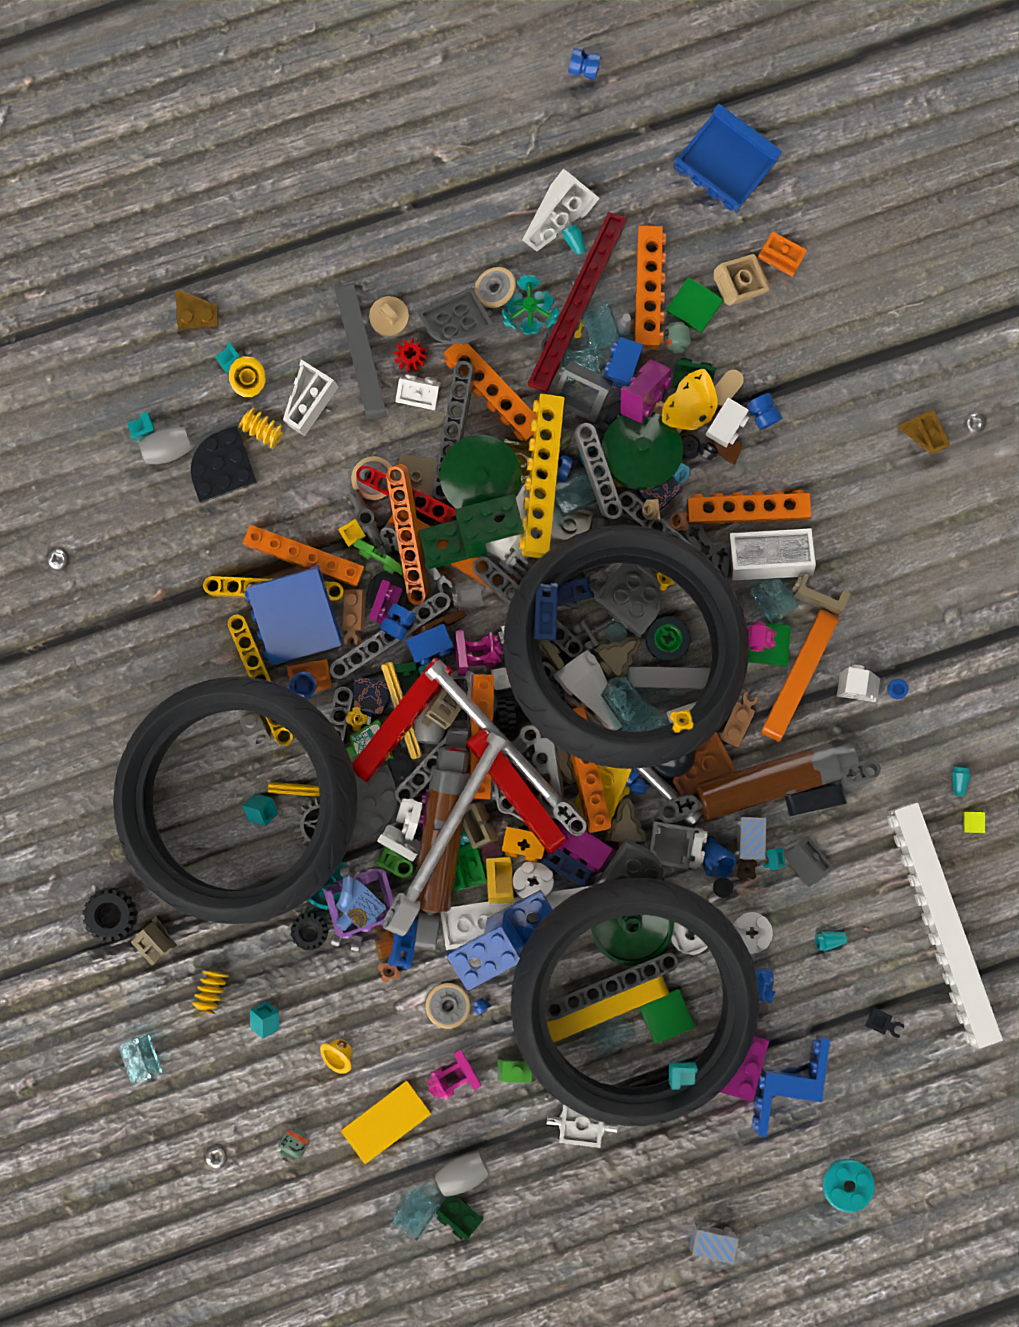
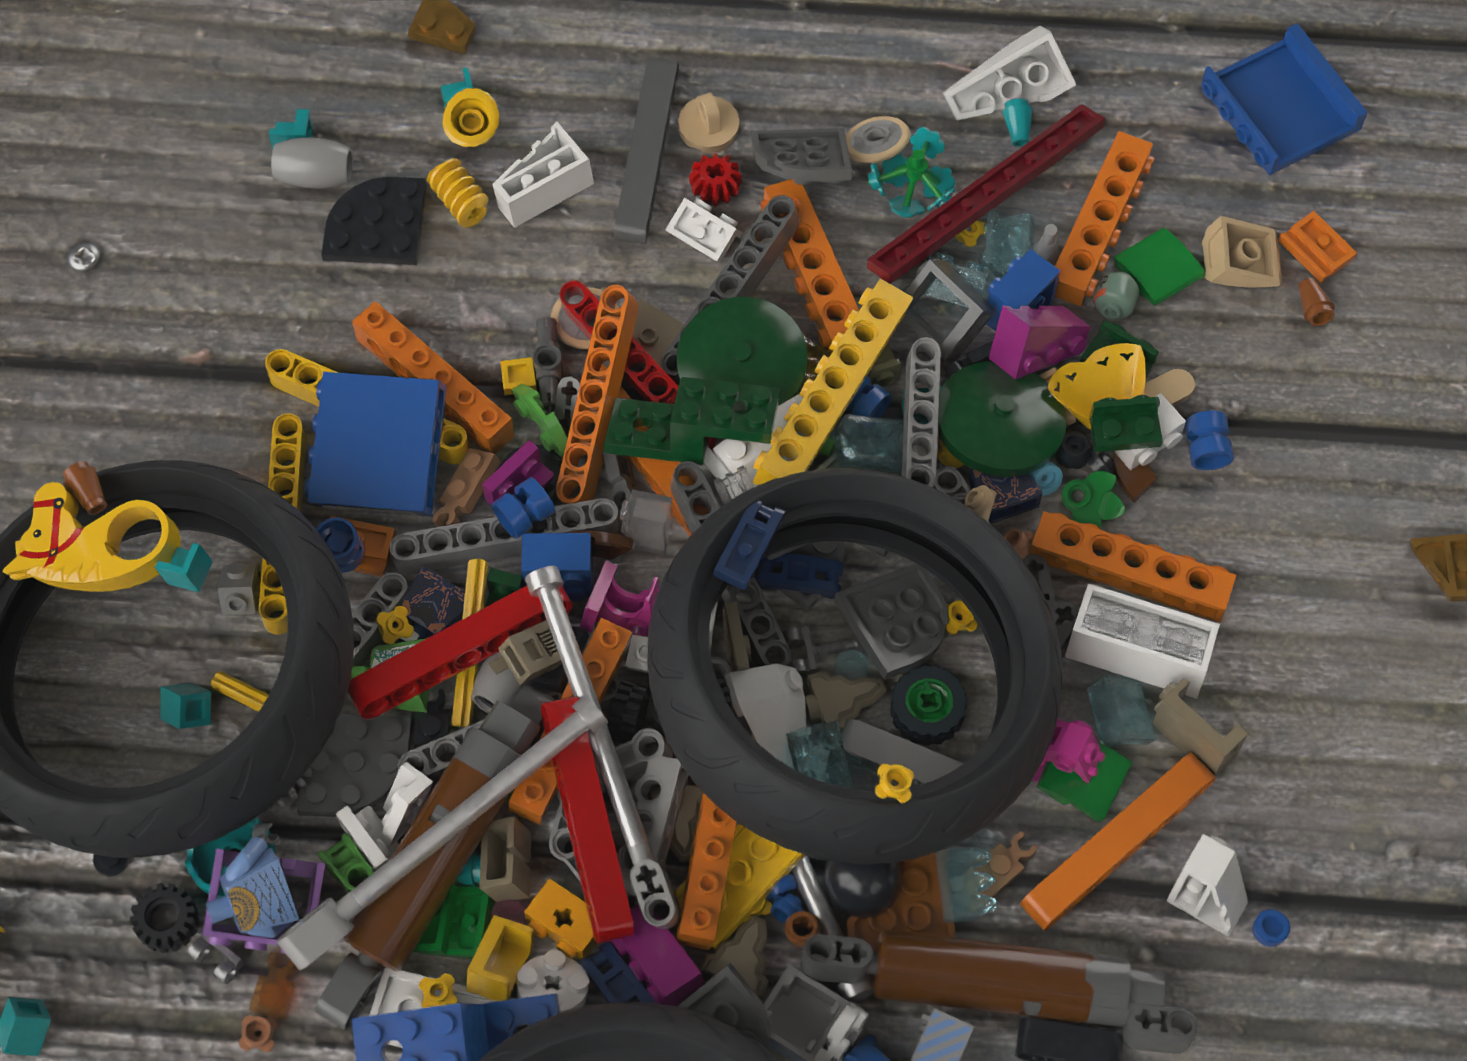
camera: 20 degrees right, 20 degrees down
(159, 728) = (85, 487): none -> dark orange cone
(170, 772) = (87, 558): none -> yellow animal
(242, 753) = (187, 568): none -> teal panel
(407, 945) = (300, 994): blue plate -> none
(482, 914) = (429, 986): none -> yellow plate
(659, 798) = (803, 923): none -> dark orange cone
(714, 477) = (1098, 501): none -> green plate
(716, 429) = (1125, 423): none -> dark green bracket
(727, 739) = (961, 884): none -> clear light blue plate
(794, 293) = (1316, 304): none -> dark orange cone

